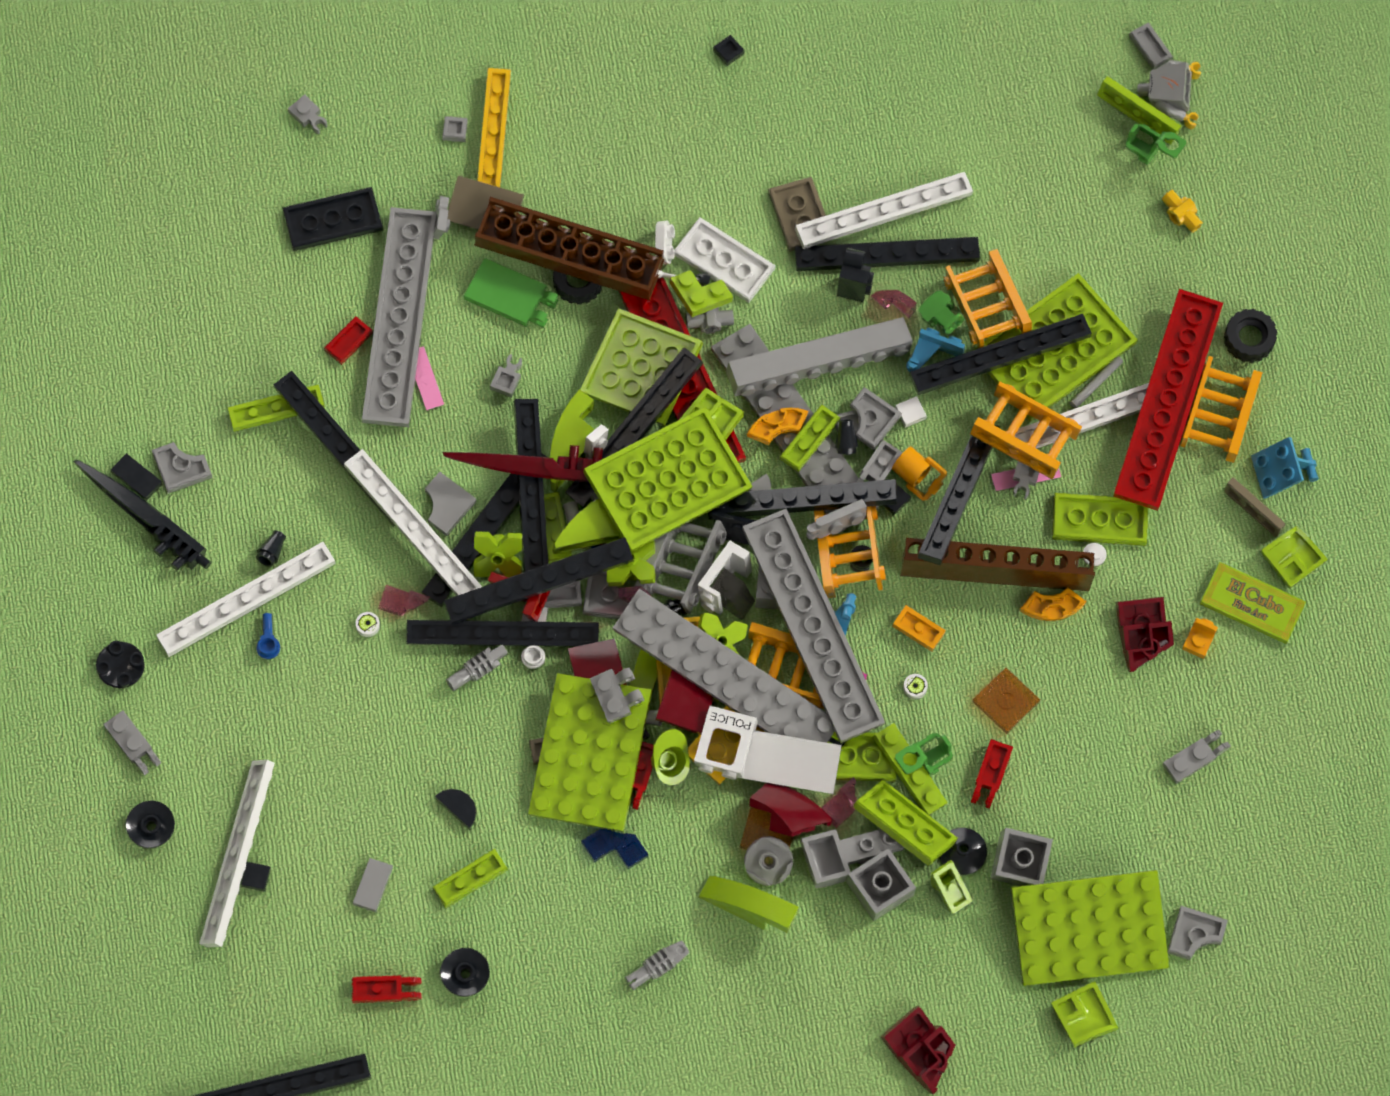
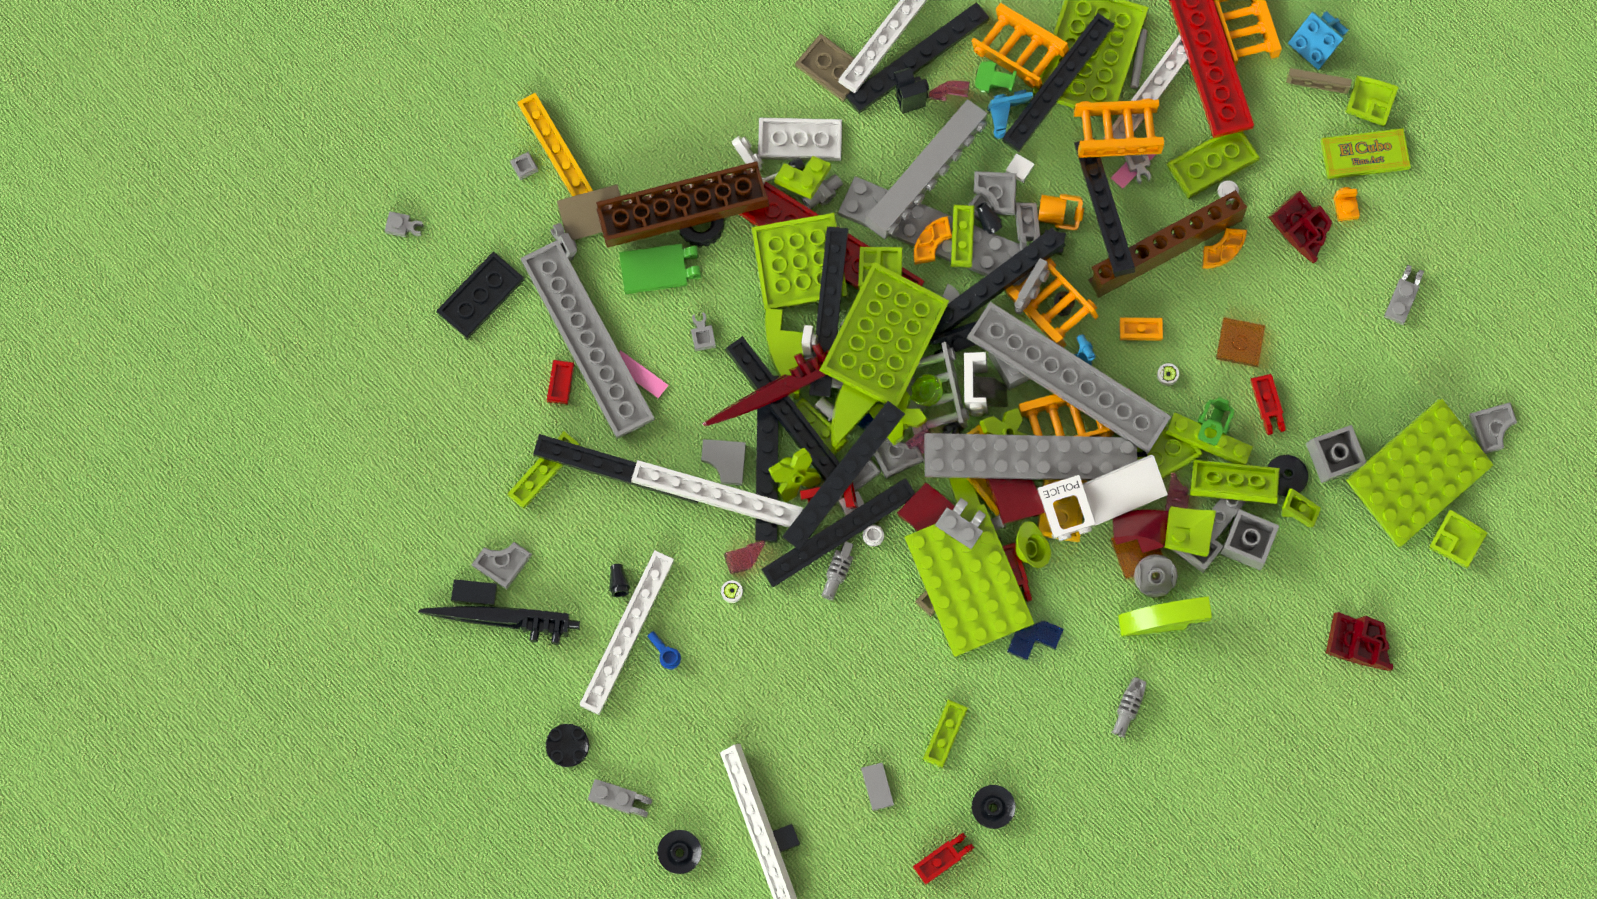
camera: 30 degrees left, 5 degrees up
(459, 805) = (898, 683): black tile -> none
(672, 554) = (927, 390): none -> clear neon green hair
(827, 838) = (1189, 530): none -> lime plate

